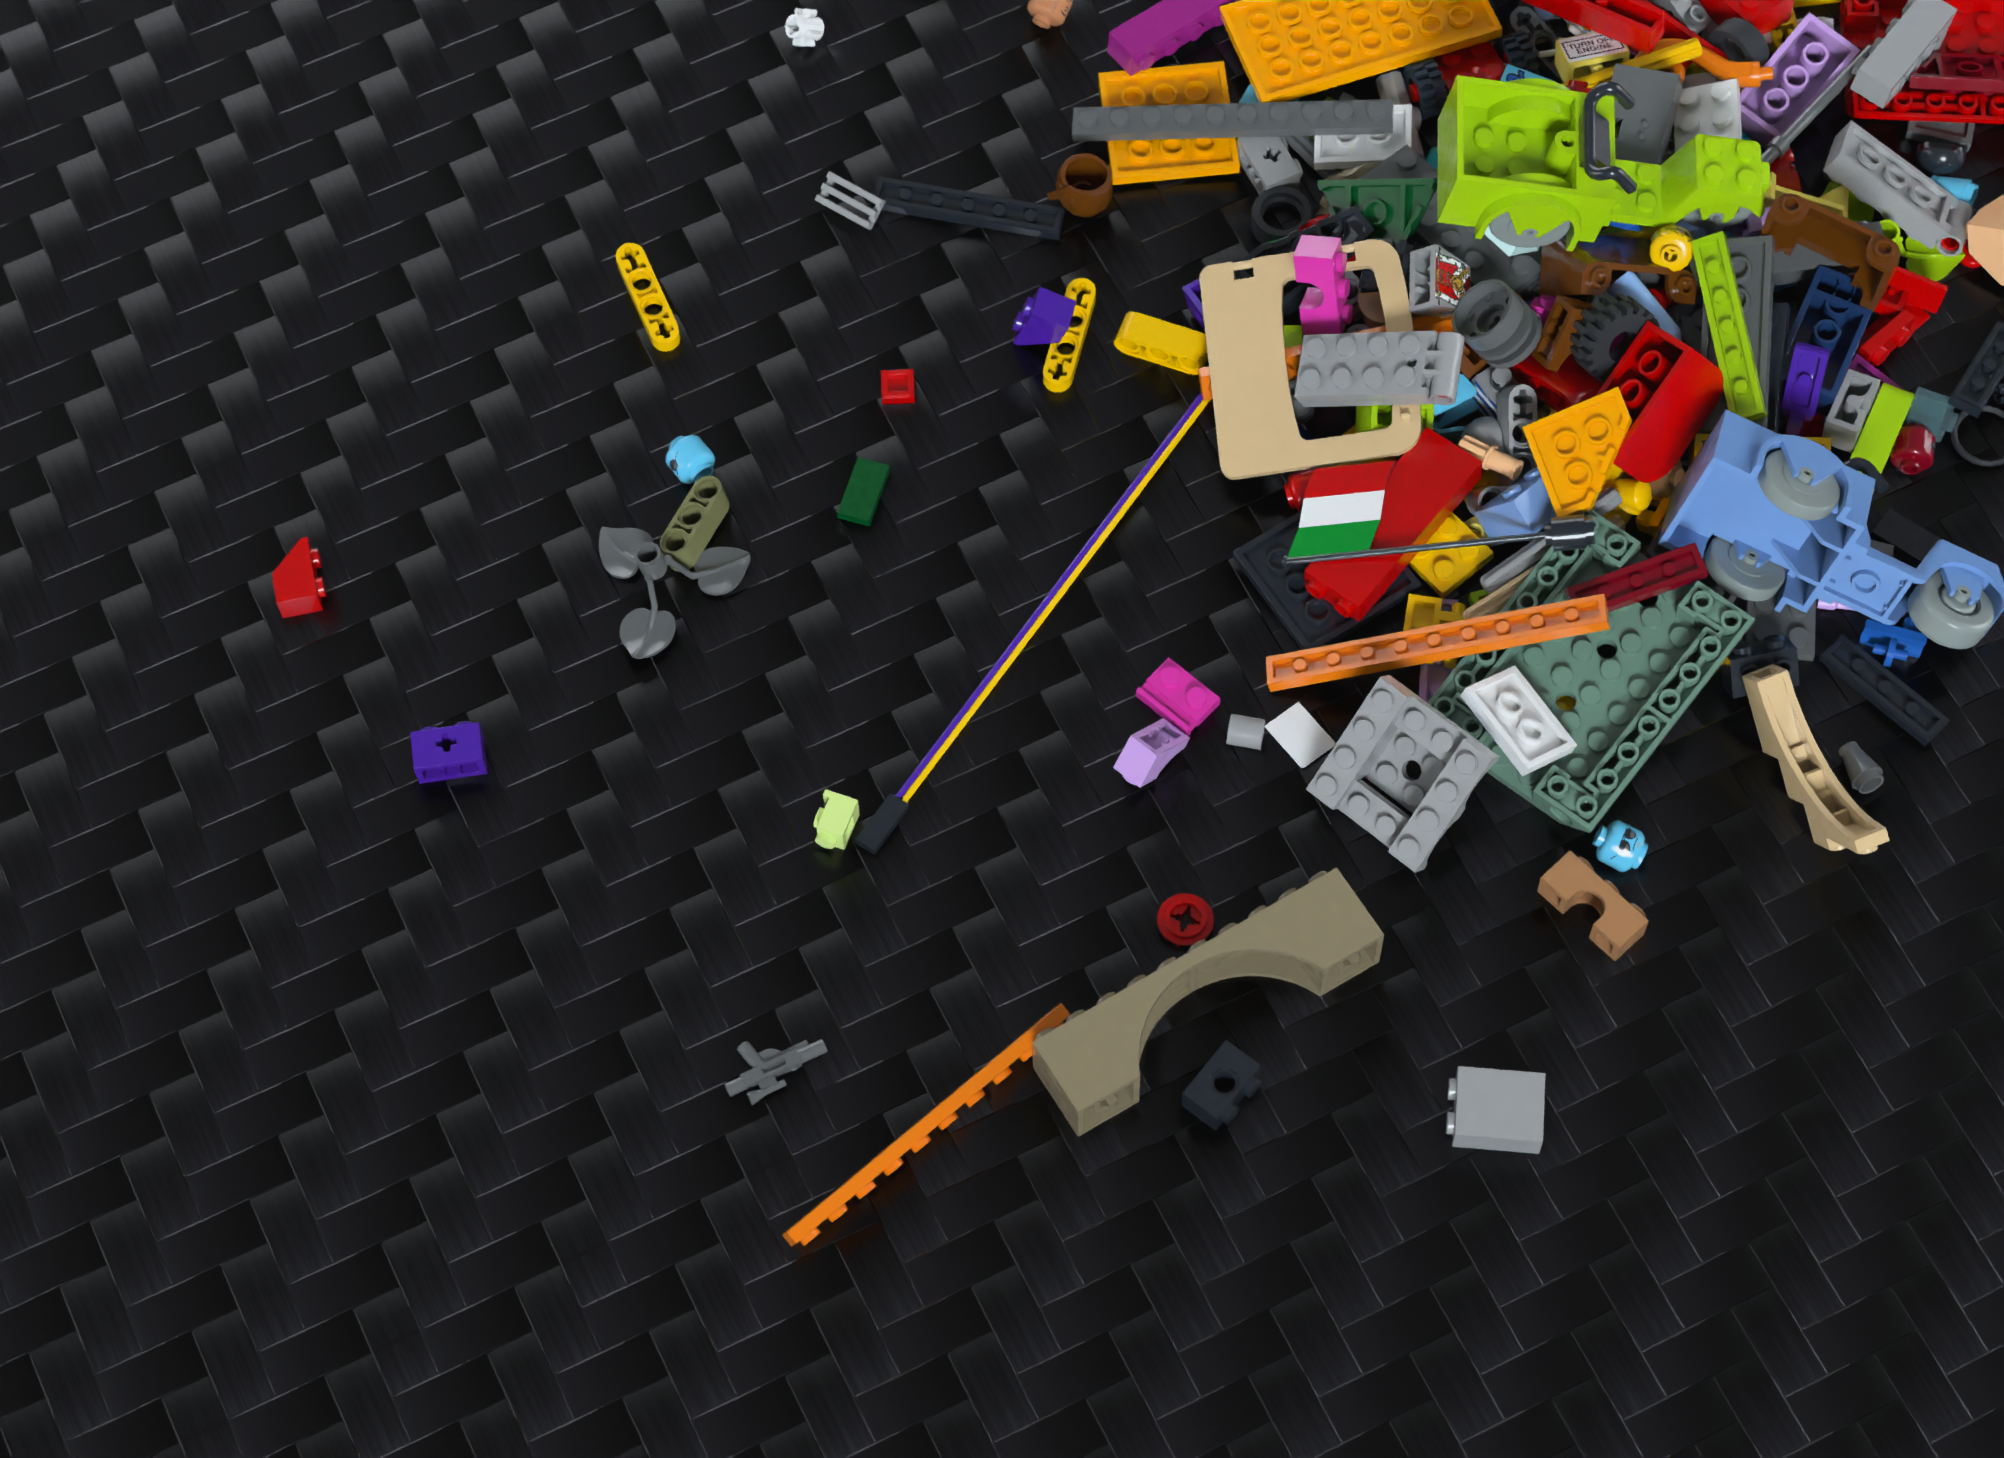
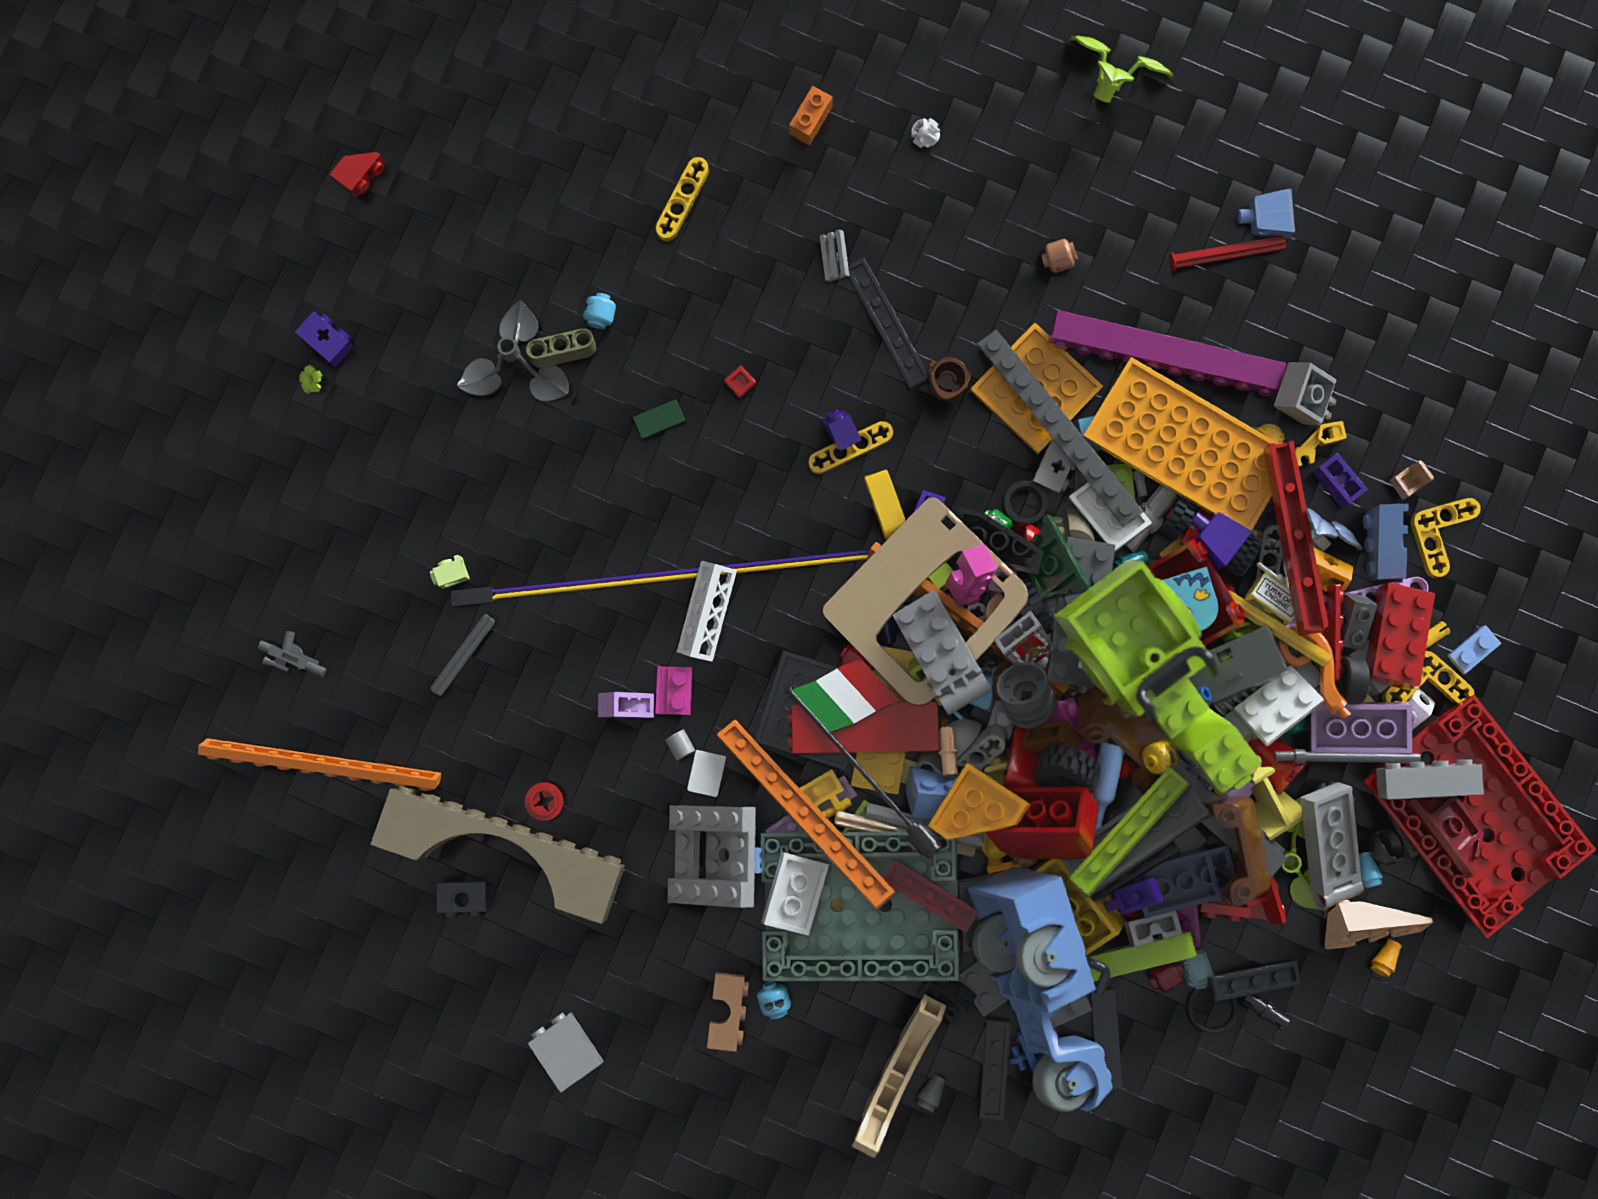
camera: 50 degrees right, 20 degrees up
(478, 803) = (310, 379): none -> lime plant
(682, 113) = (811, 115): none -> orange brick
(939, 881) = (462, 655): none -> dark grey axle
(1117, 596) = (702, 609): none -> white fence
(1480, 47) = (1220, 536): none -> dark purple torso

